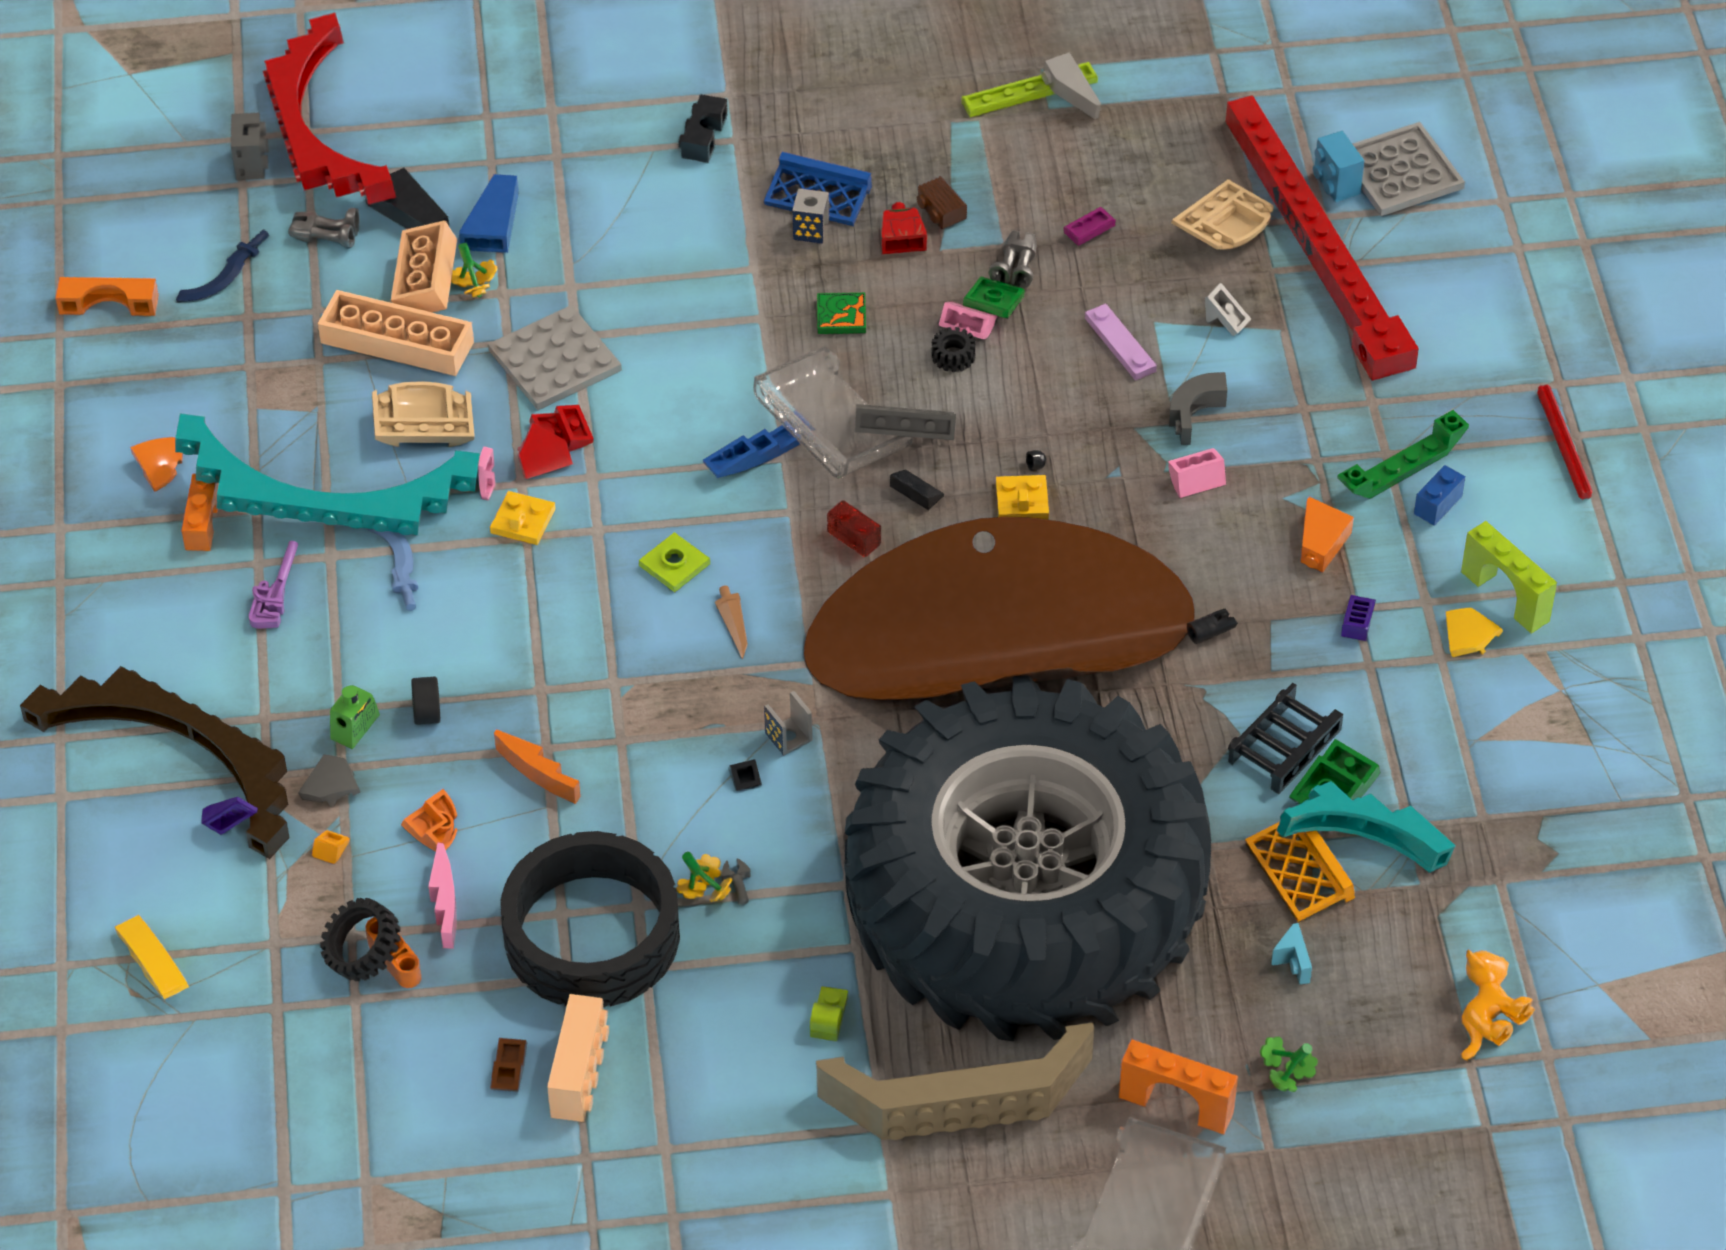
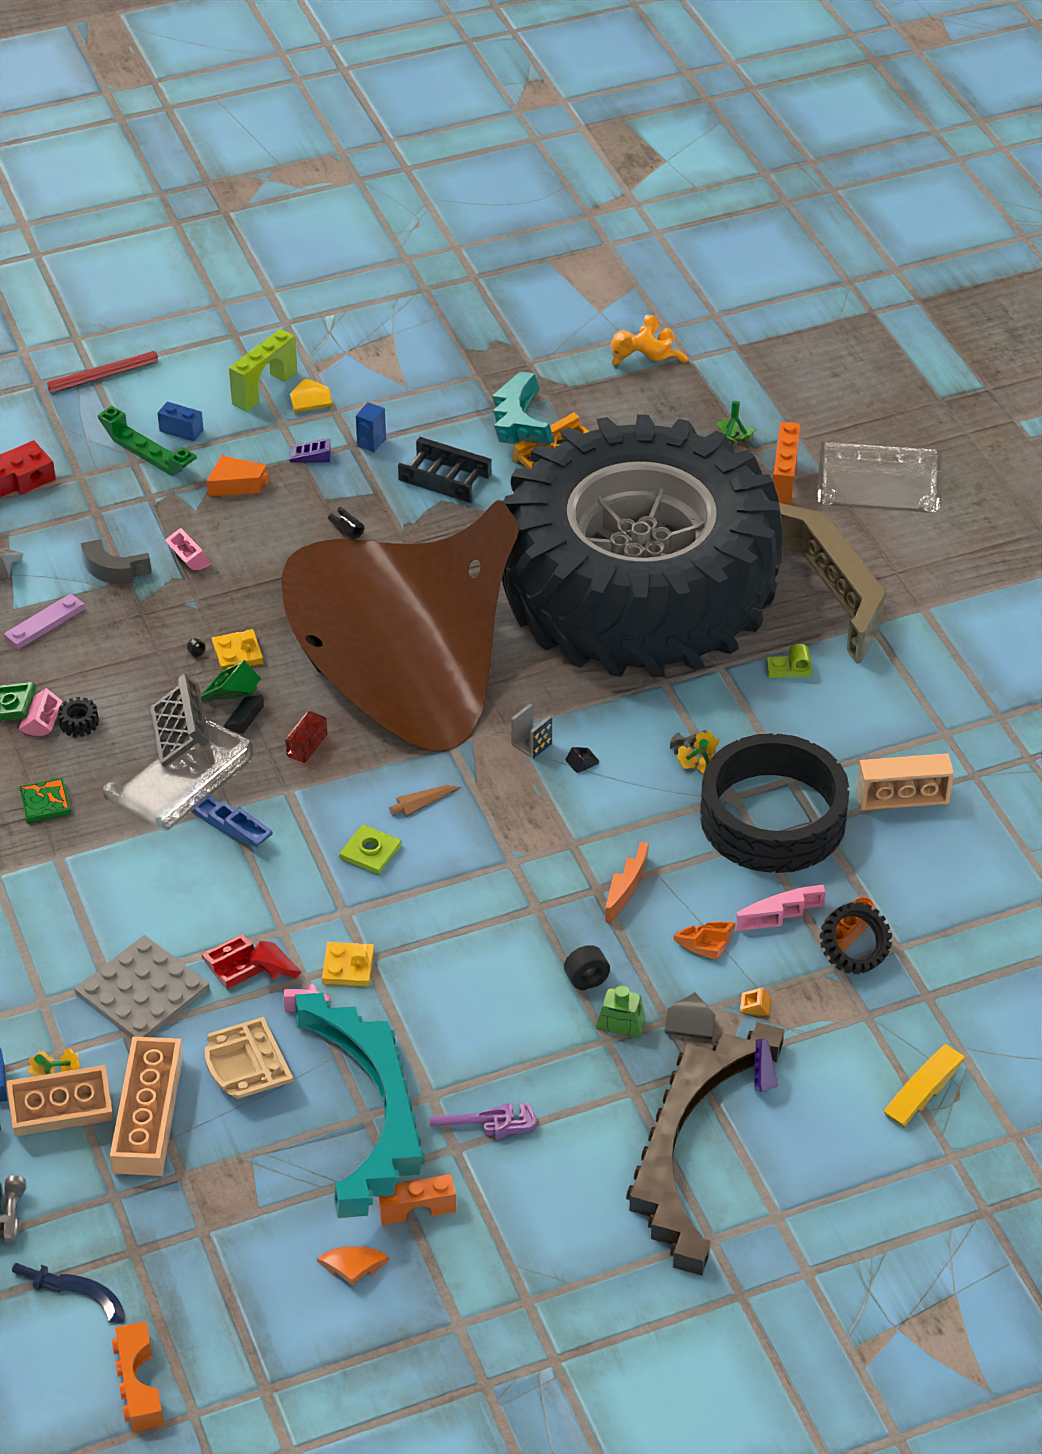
camera: 105 degrees left, 5 degrees down
(403, 566) = (434, 1034): medium blue sword -> none
(509, 1064) = (922, 834): reddish brown slope -> none
(958, 478) = (232, 683): none -> green slope
(1342, 766) = (476, 438): green slope -> none
(1373, 668) = (370, 427): none -> blue brick

